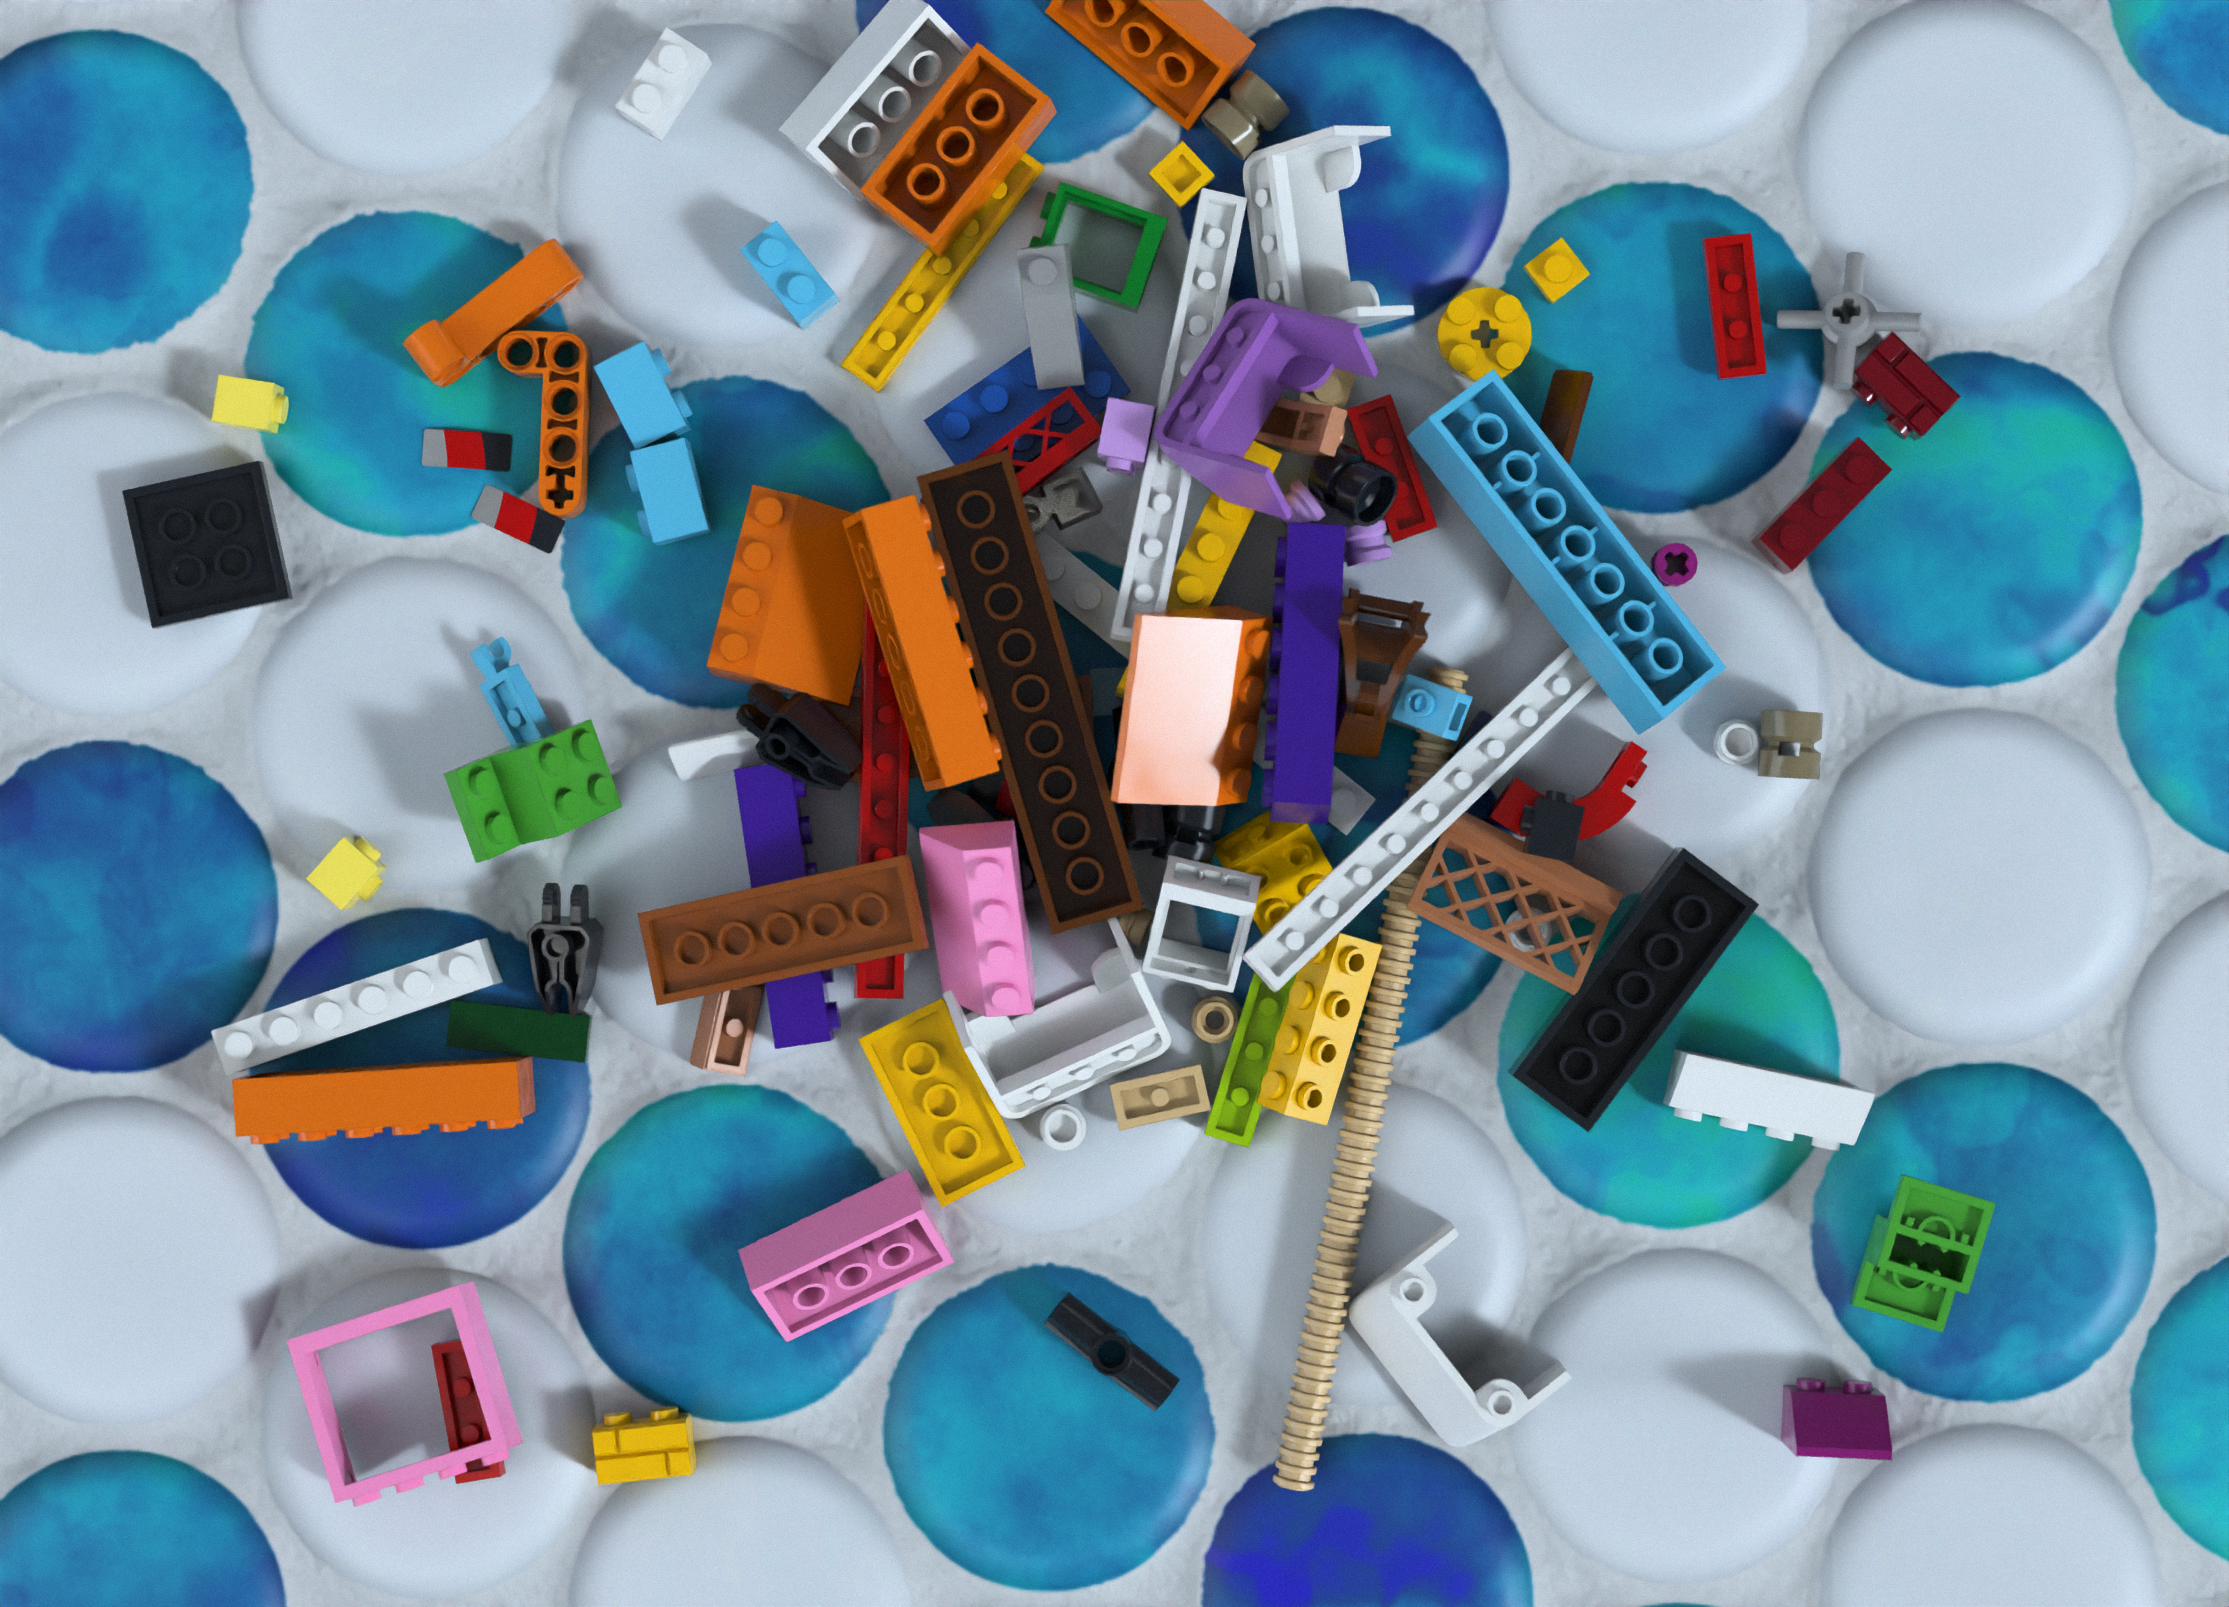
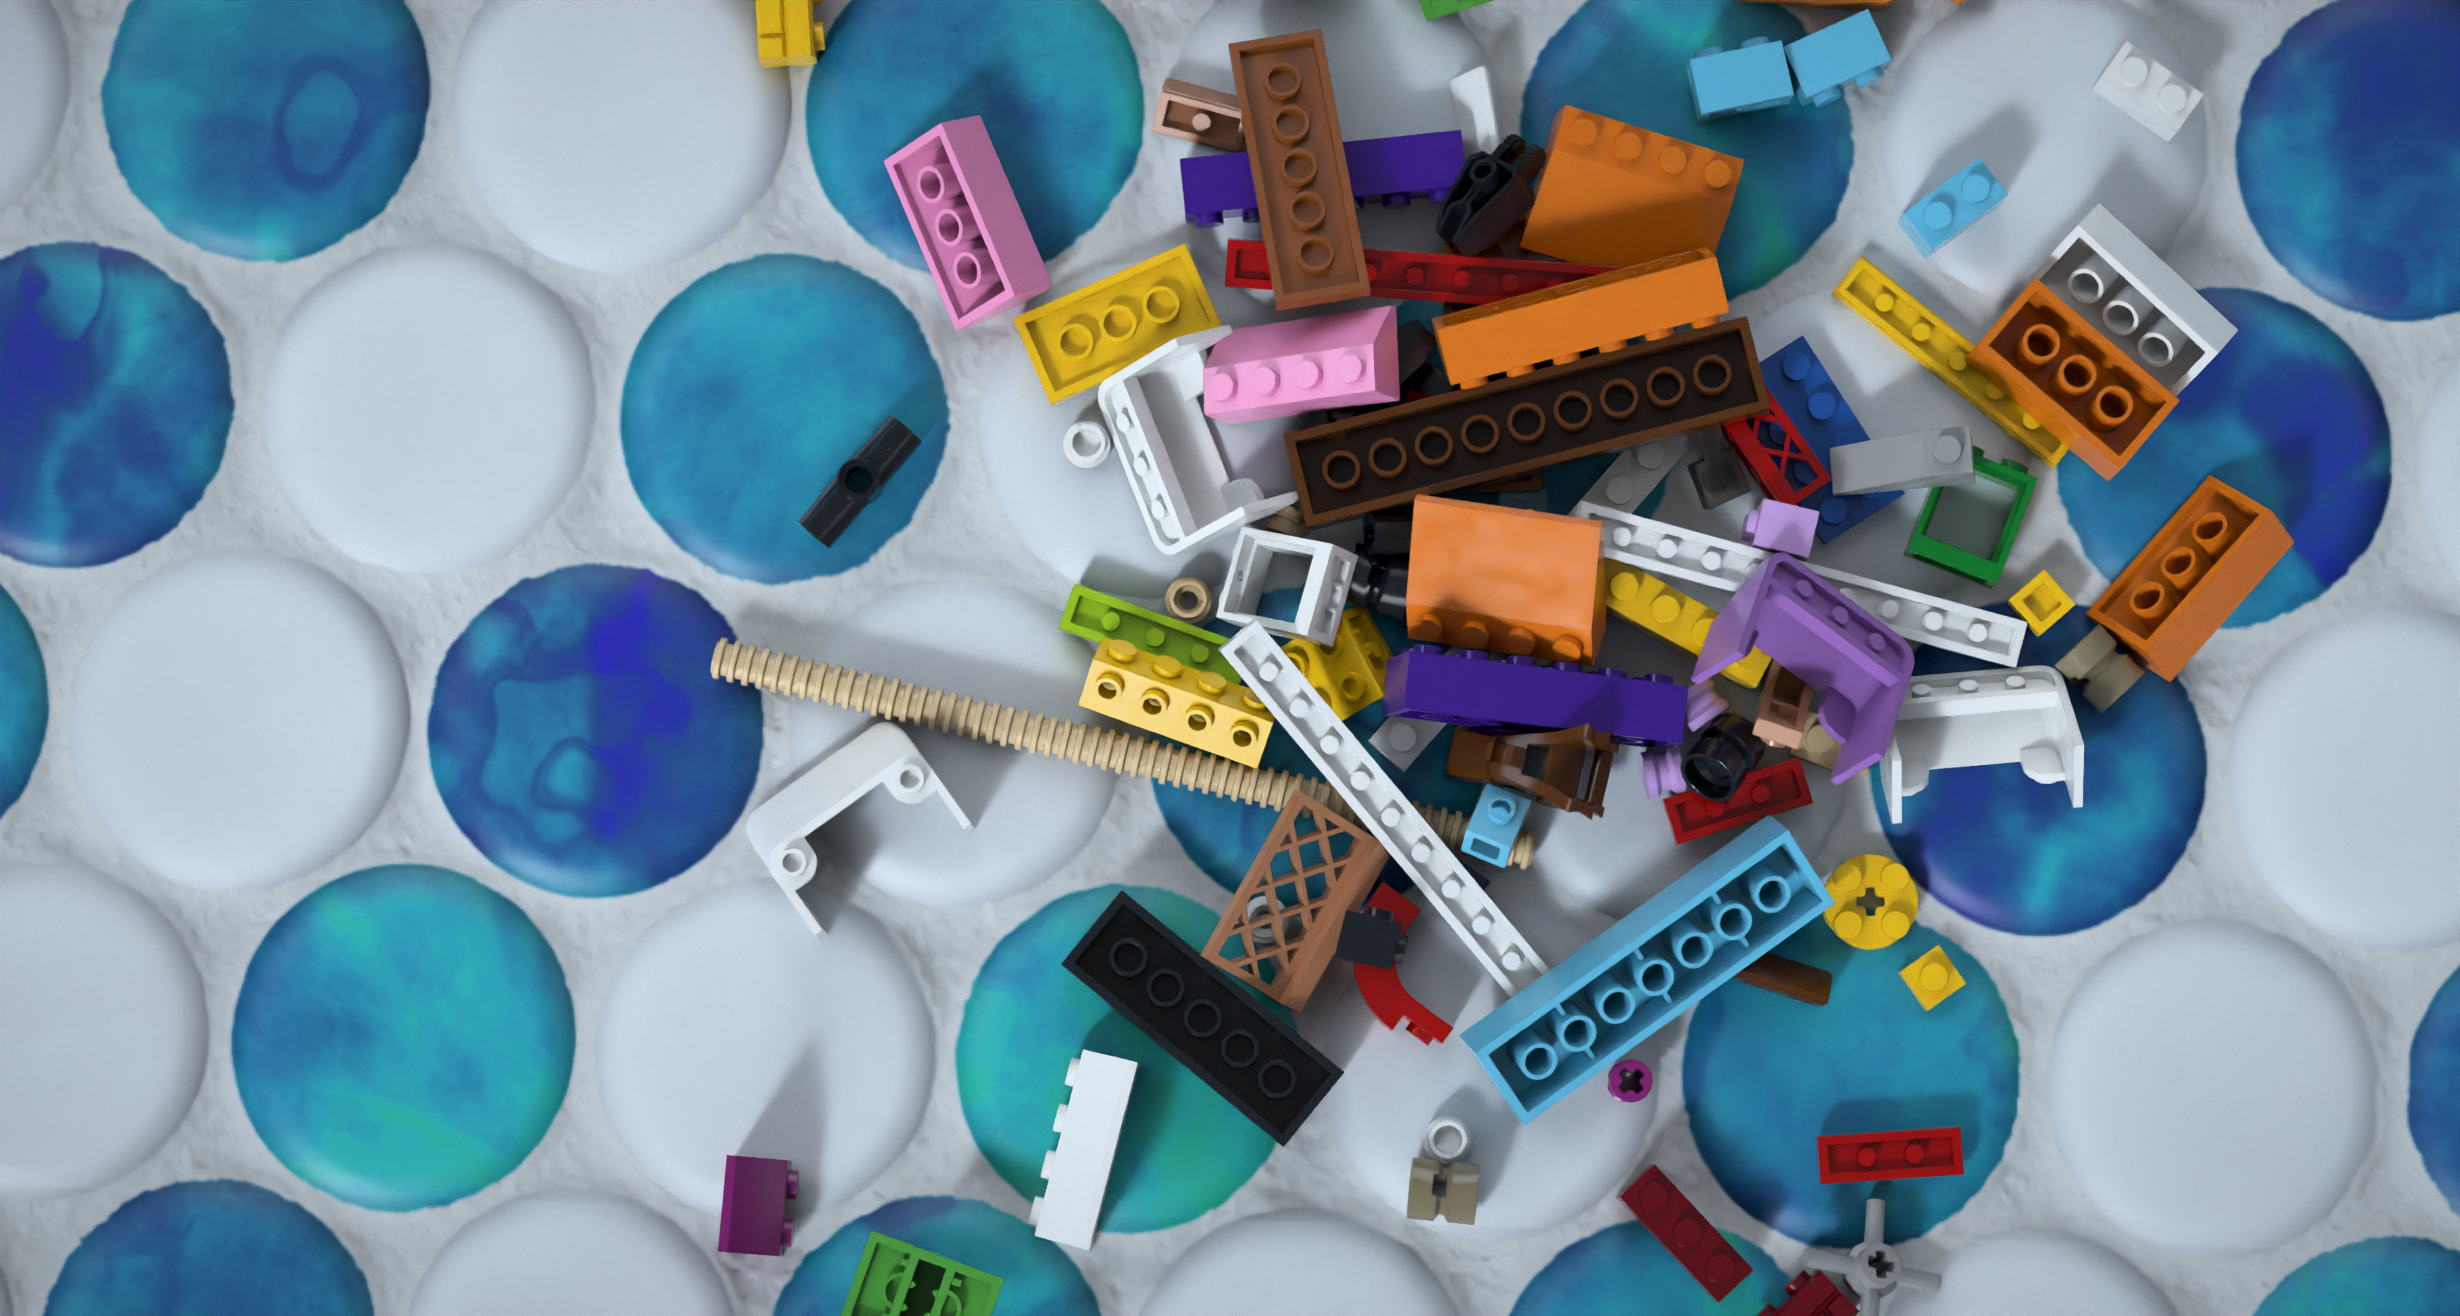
camera: 90 degrees right, 5 degrees down
(1160, 1096) = (1113, 541): tan plate -> none

